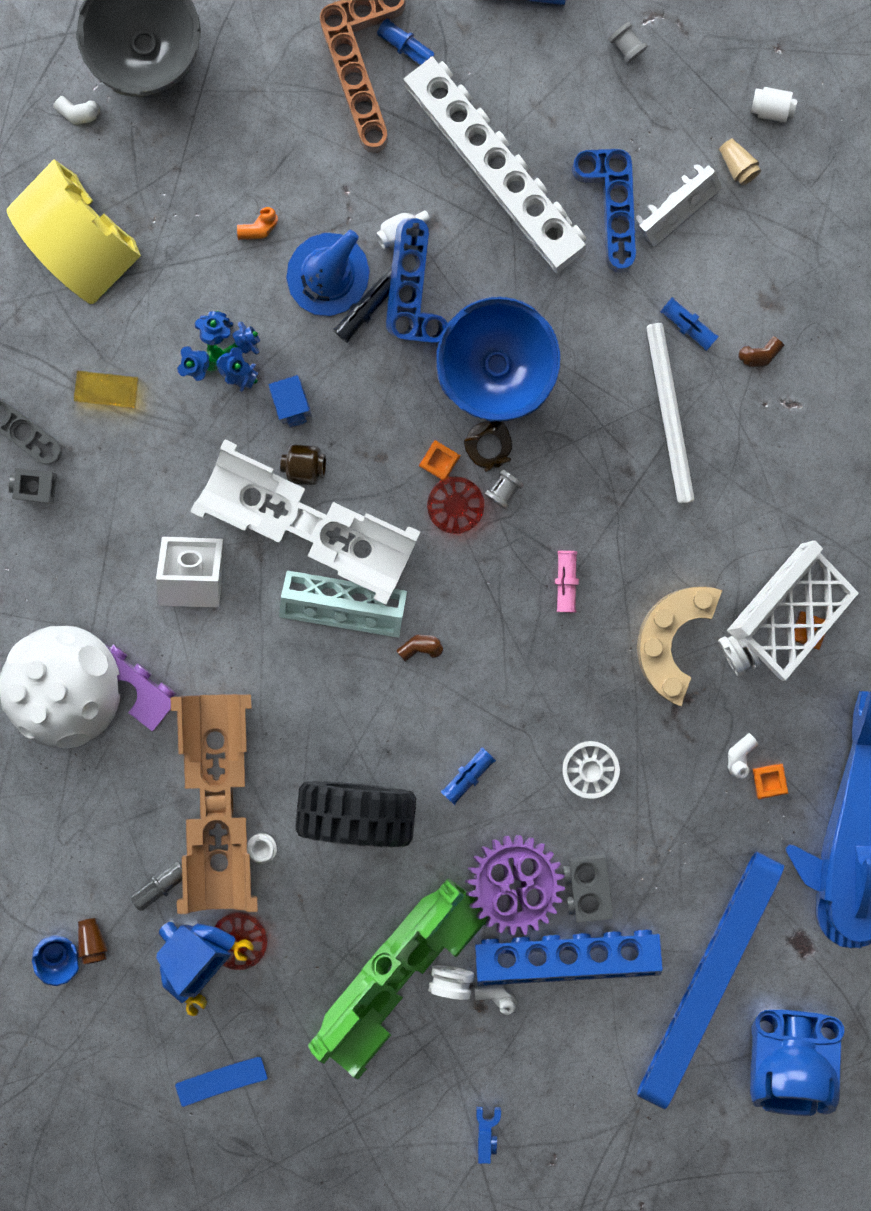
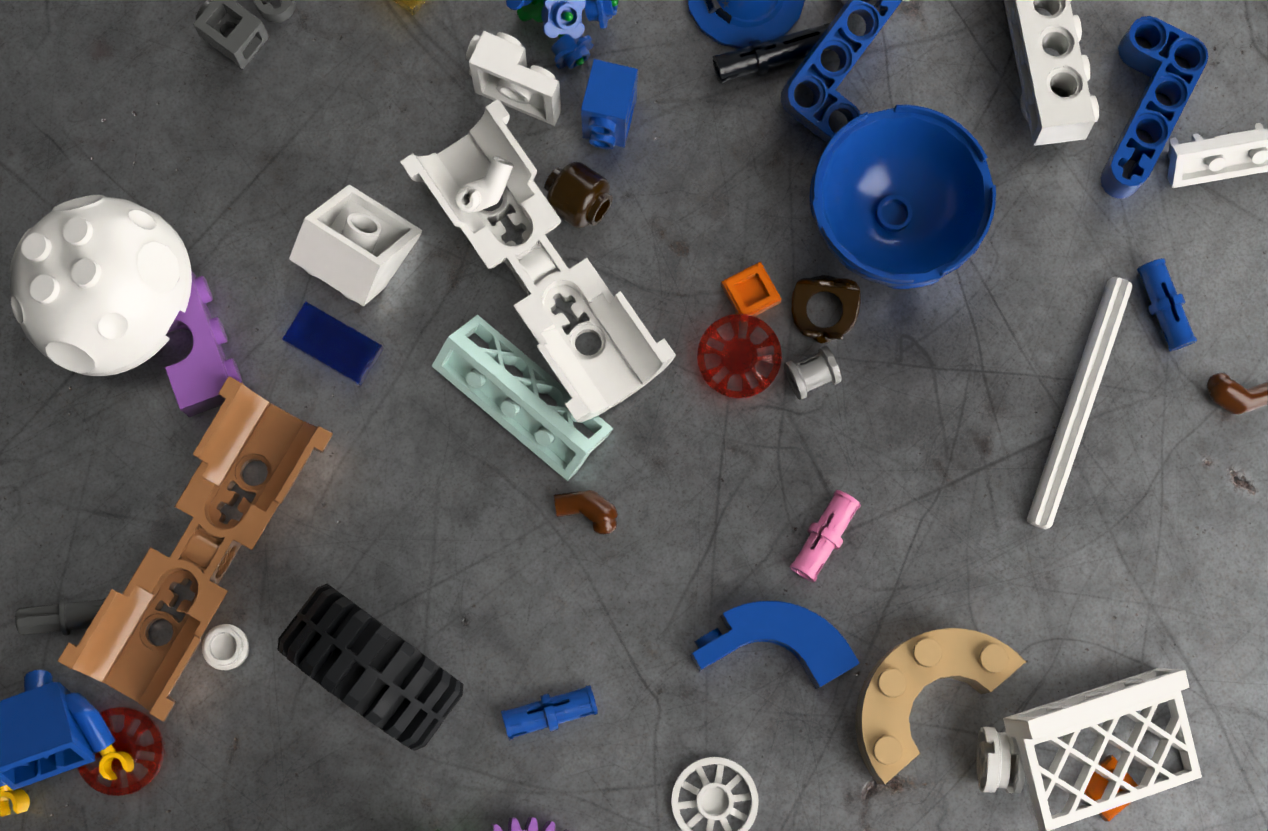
camera: 35 degrees right, 10 degrees down
(213, 637) = (333, 343): none -> clear blue tile
(214, 417) = (502, 73): none -> white plate
(249, 497) = (487, 190): none -> white arm
(577, 646) = (799, 630): none -> blue arch

